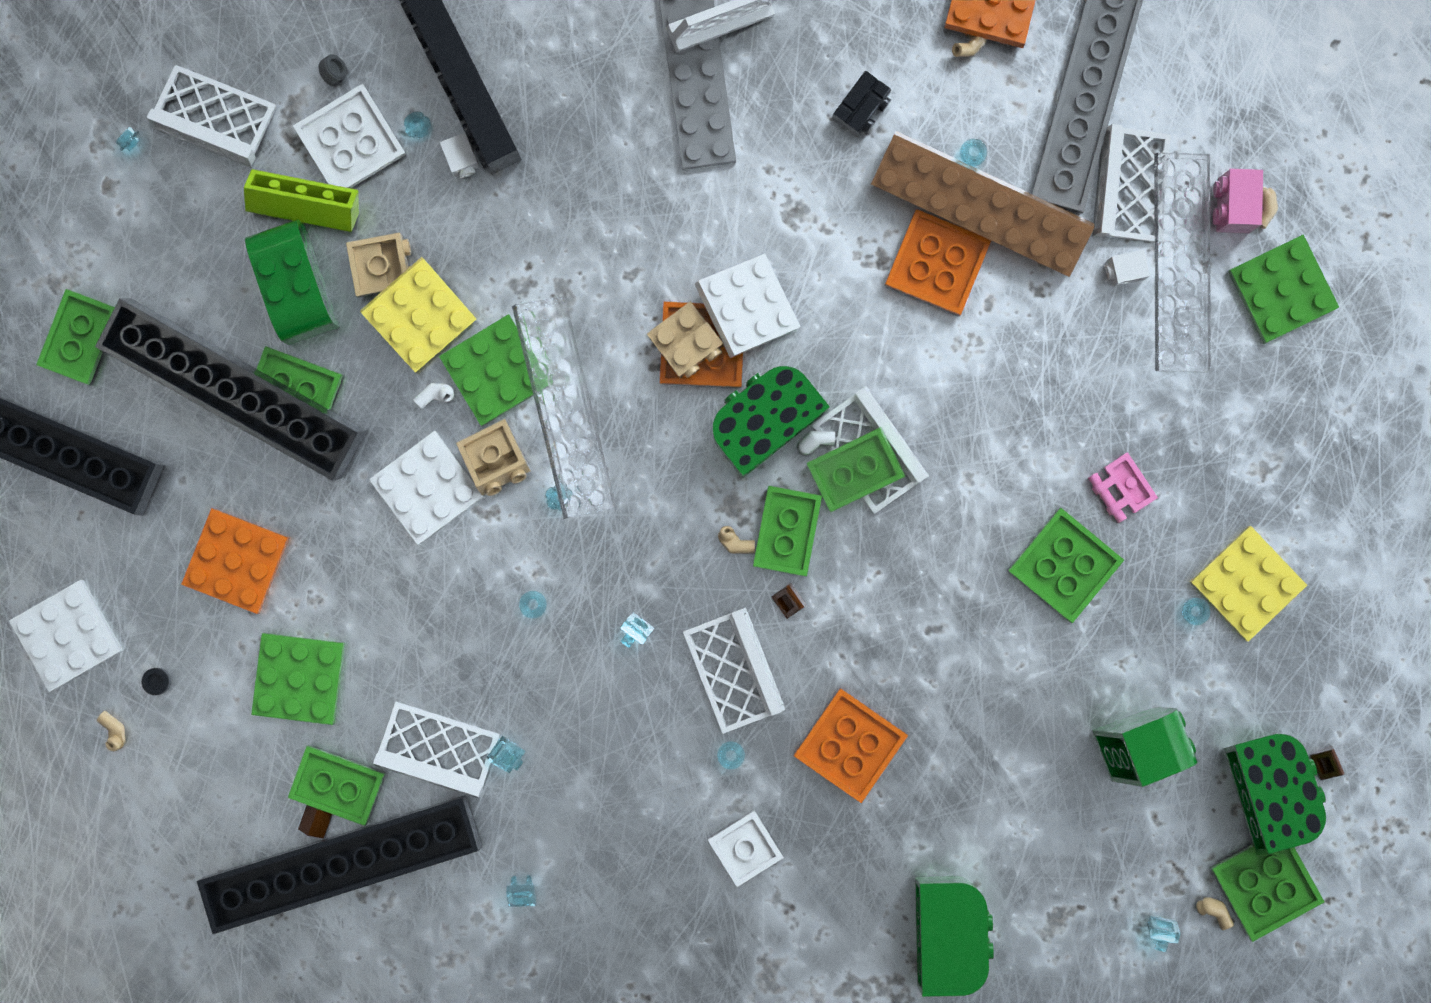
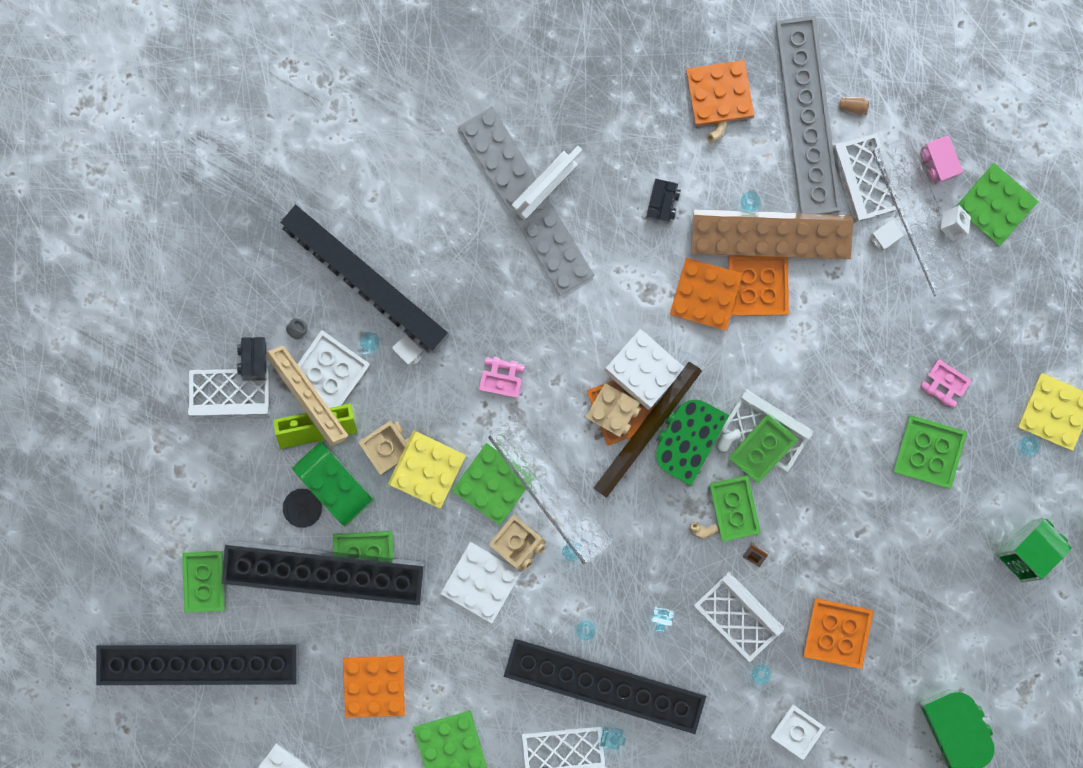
camera: 25 degrees left, 0 degrees up
(128, 139) = (179, 434): clear light blue plate -> none
(240, 298) = (302, 508): none -> black tile
(259, 83) = (252, 359): none -> black brick
(305, 155) = (307, 395): none -> tan plate
(434, 391) = (458, 516): white arm -> none
(524, 684) = (605, 685): none -> black brick
(558, 247) = (499, 383): none -> bright pink plate
(719, 382) = (647, 429): none -> dark brown tile
(867, 245) = (706, 294): none -> orange plate
(1158, 87) = (855, 105): none -> medium nougat cone
(1222, 288) = (955, 223): none -> white brick
(1269, 206) = (963, 153): tan arm -> none

